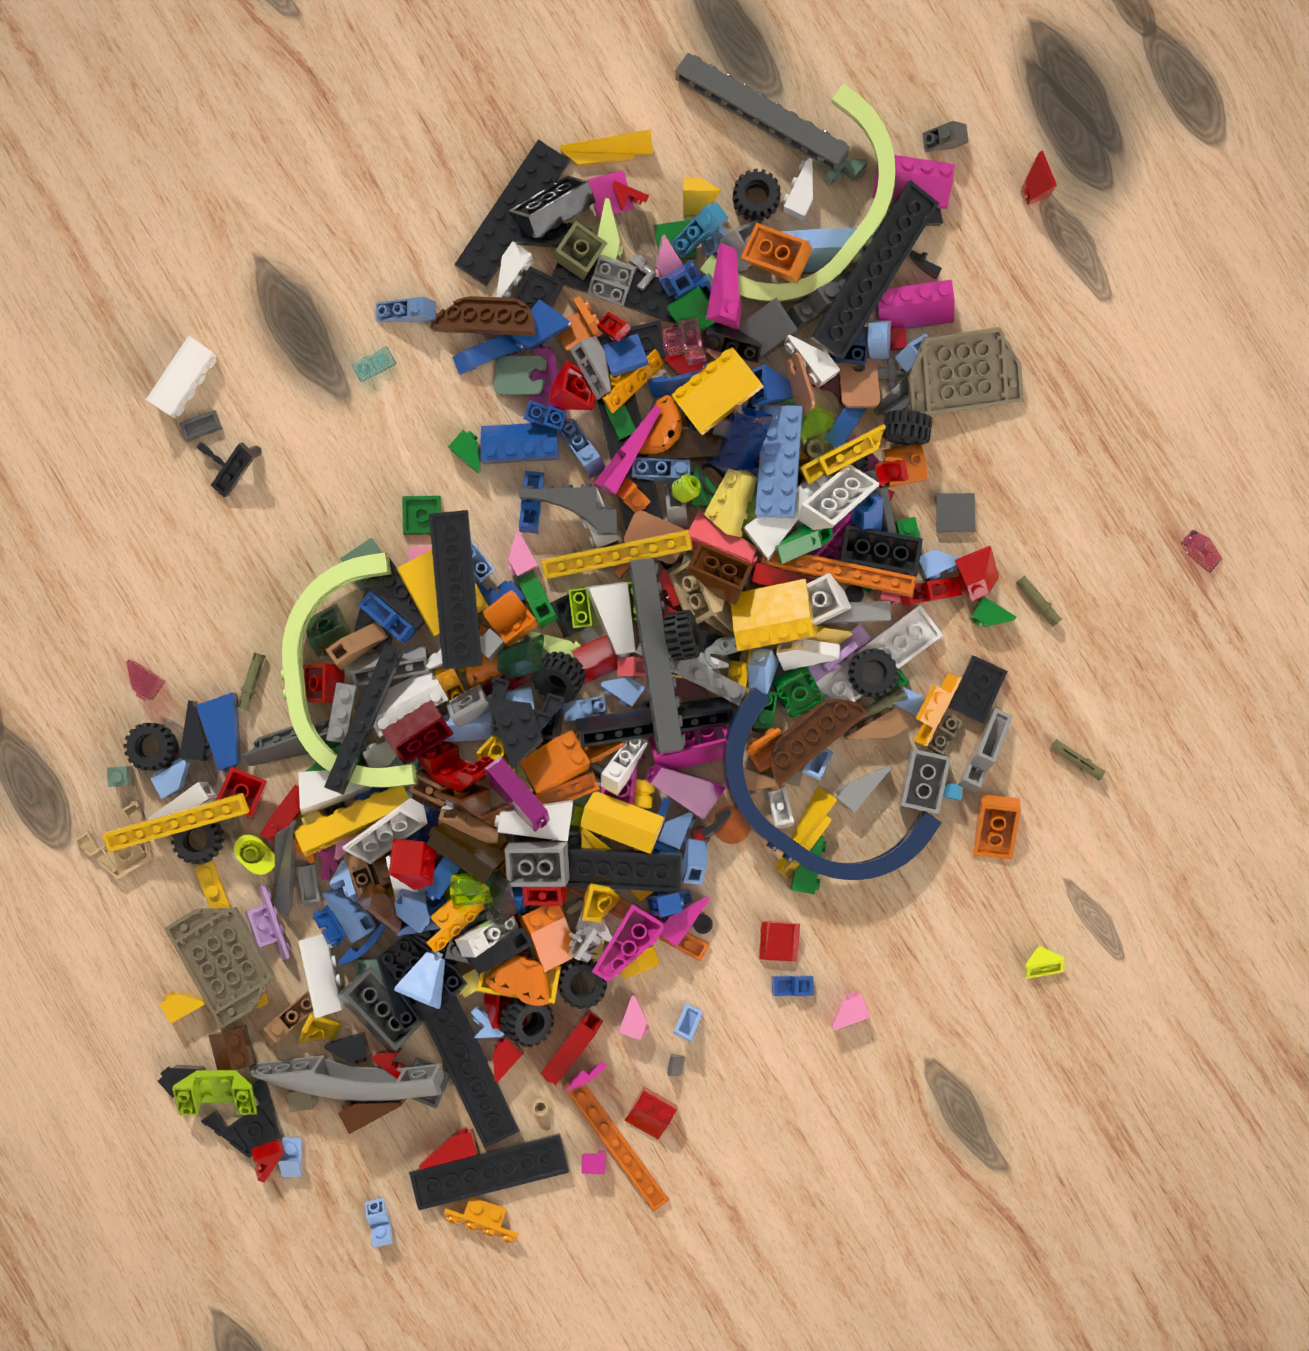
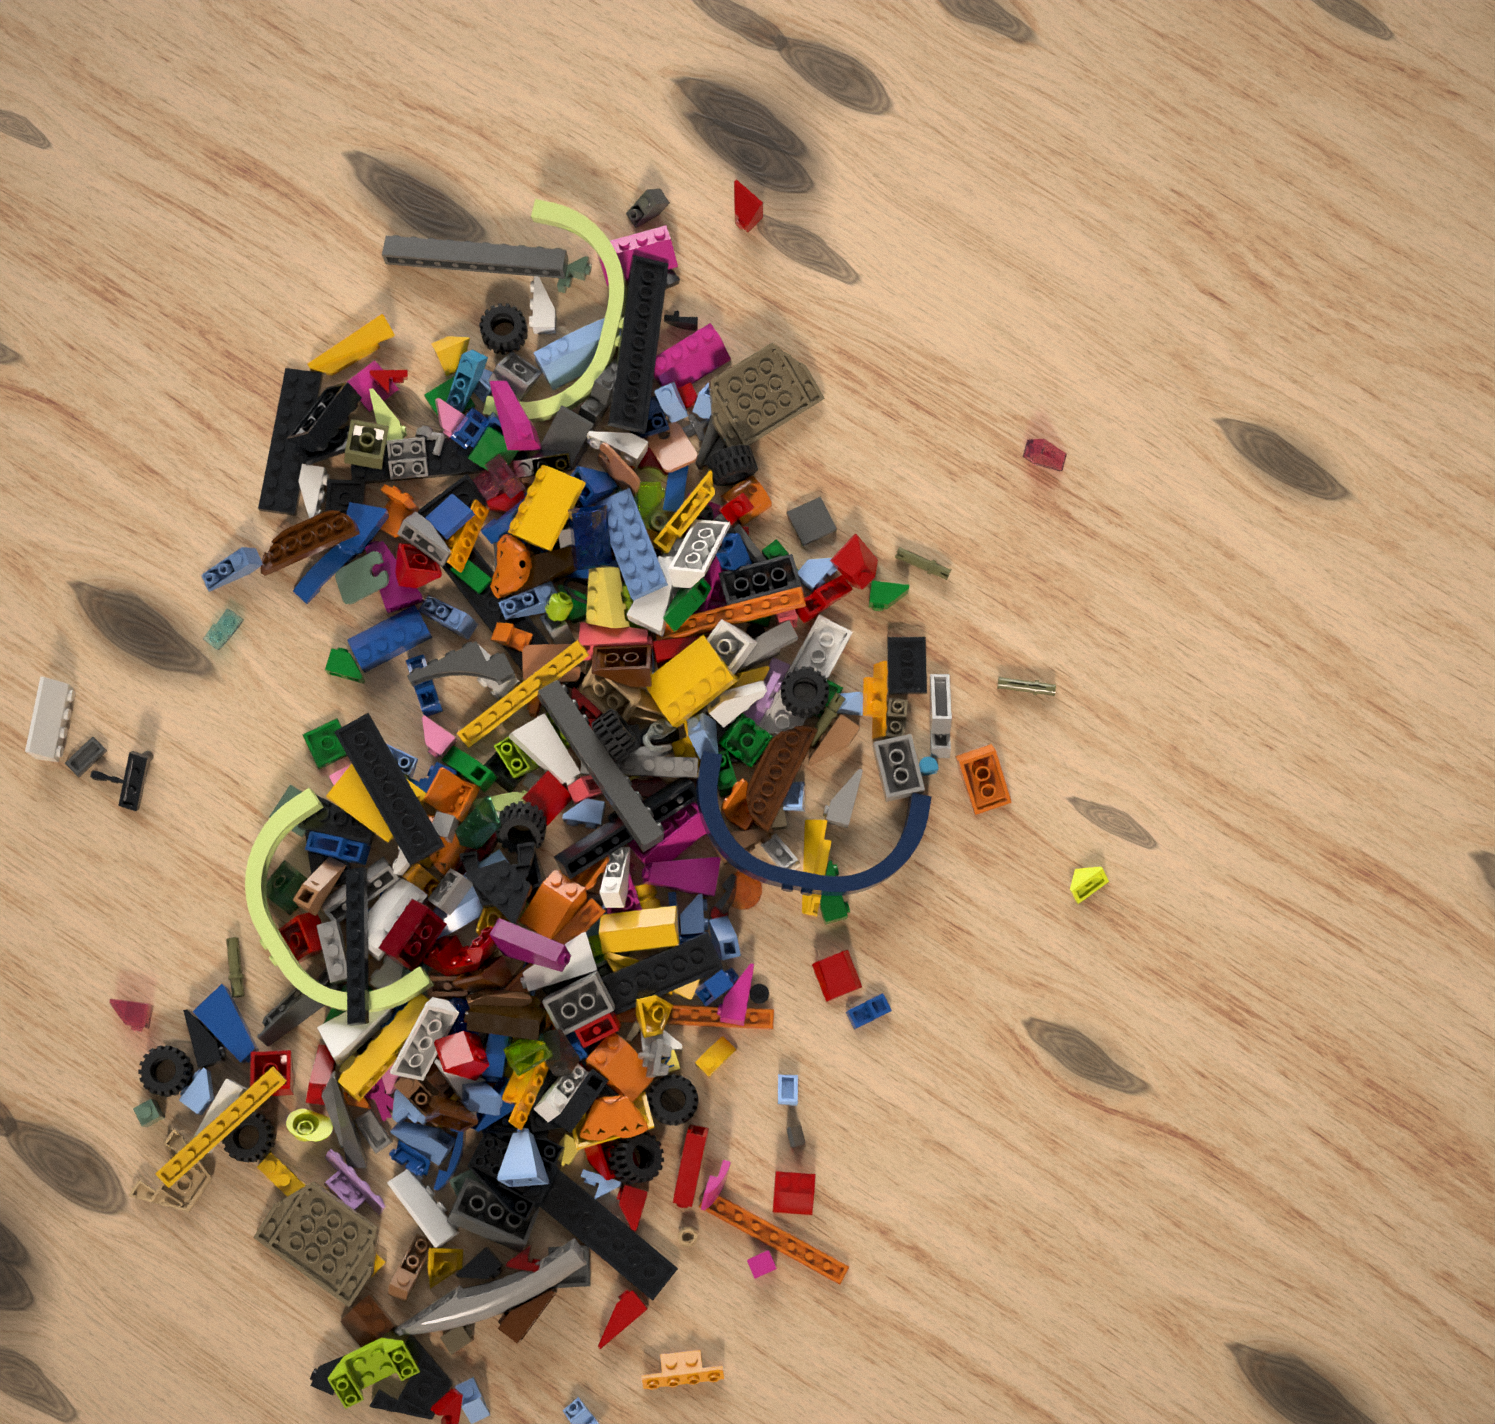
camera: 30 degrees left, 10 degrees down
(180, 1005) = (301, 1303): yellow slope -> none
(489, 1171) = (667, 1322): black plate -> none
(544, 415) = (401, 602): blue slope -> none
(584, 708) = (554, 846): light blue slope -> none
(613, 327) = (428, 497): red slope -> none
(616, 470) = (488, 620): dark pink wedge -> none
(630, 940) = (698, 1033): dark pink wedge -> none
(634, 1020) = (737, 1112): bright pink slope -> none
(777, 252) = (545, 367): orange slope -> none
(850, 1011) = (932, 1007): bright pink slope -> none

